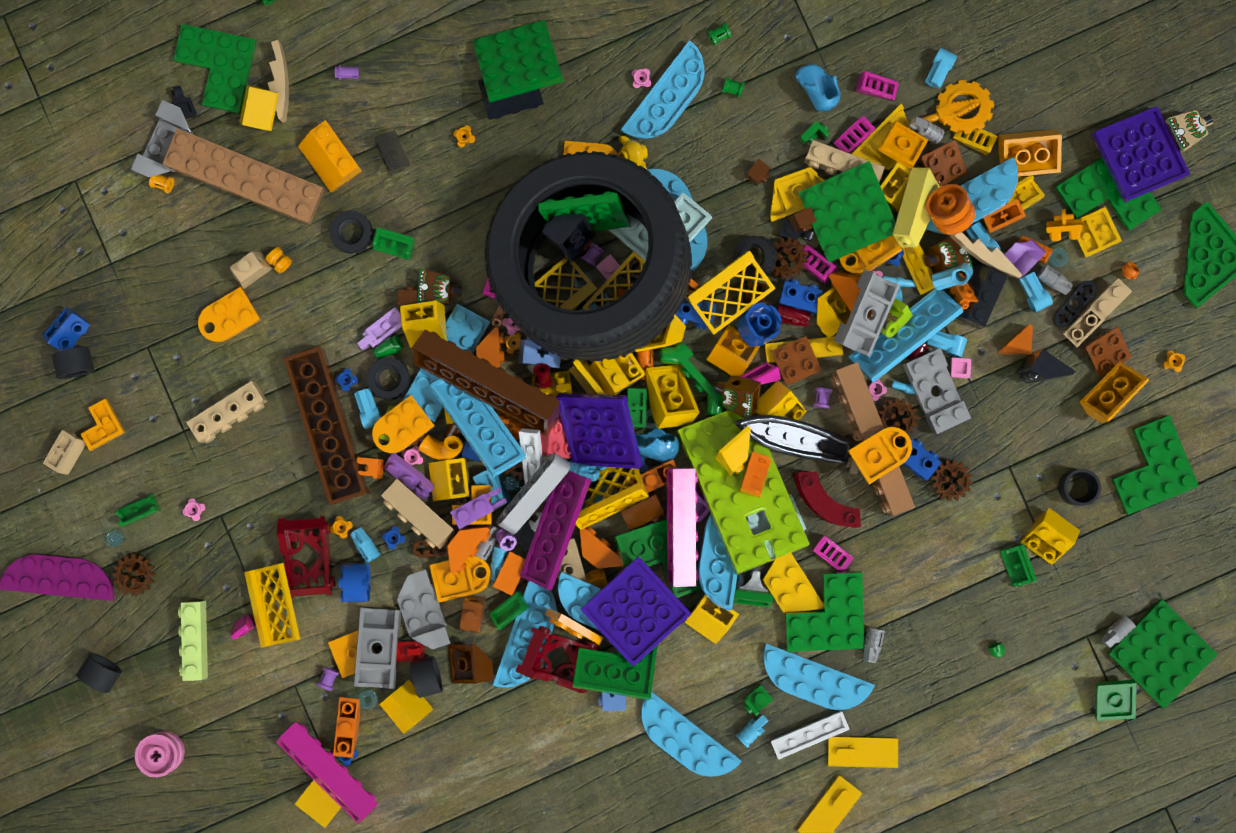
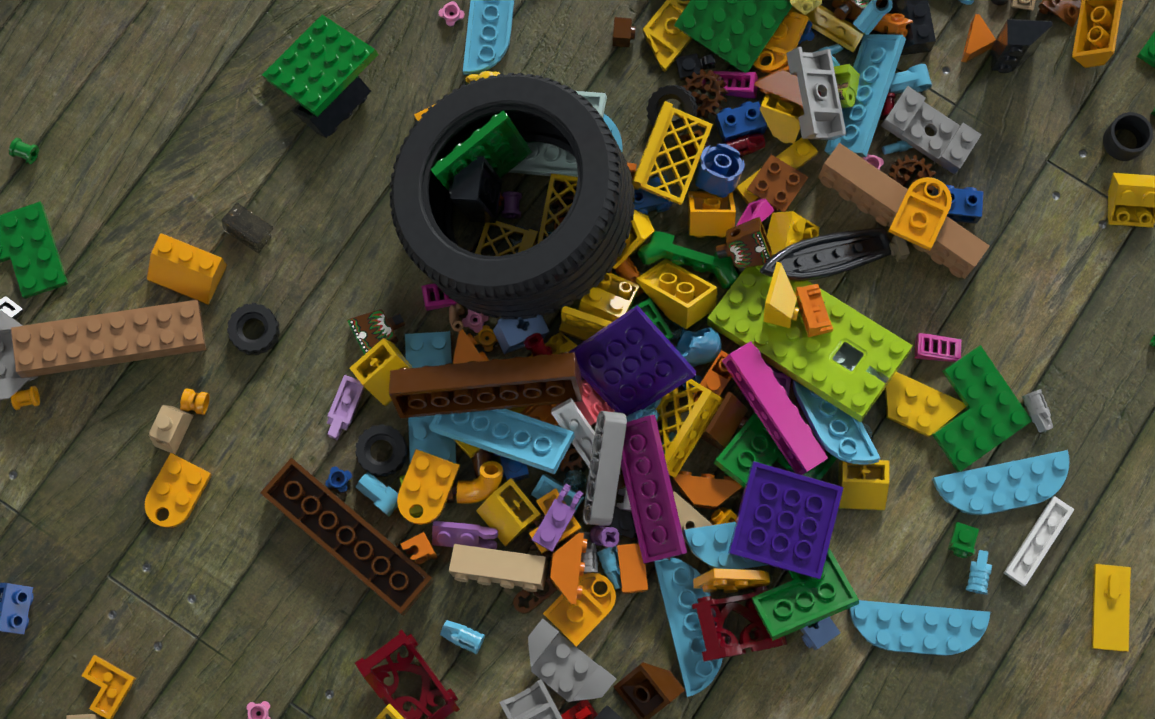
camera: 35 degrees left, 10 degrees down
(73, 363) = (37, 637): black piece -> none
(226, 412) = (233, 588): tan brick -> none
(258, 108) = (83, 262): yellow slope -> none
(281, 81) = (92, 229): tan slope -> none
(336, 527) = (431, 629): light orange plate -> none
(346, 72) = (153, 178): medium lavender pin -> none
(355, 582) = (477, 679): blue brick -> none
(388, 347) = (361, 419): green cone -> none
(393, 243) = (304, 314): green hinge -> none
(398, 538) = (490, 616): blue plate -> none
(407, 296) = (349, 355): reddish brown plate -> none
(415, 452) = (455, 508): bright pink plate -> none
(466, 130) = (306, 165): light orange plate -> none
(472, 614) = (620, 637): dark orange torso -> none
(508, 610) = (654, 608): green tile -> none
(607, 267) = (534, 208): bright pink plate -> none
(753, 592) = (889, 434): green piece -> none
(802, 220) = (695, 47): reddish brown plate -> none
(822, 398) = (826, 204): medium lavender bush -> none
(822, 504) = (895, 301): dark red fence -> none
(863, 752) = (1102, 525): yellow piece -> none
(950, 490) = (1008, 216): reddish brown gear -> none
(960, 368) = (938, 95): bright pink plate -> none
(1018, 565) = (1123, 246): green hinge -> none

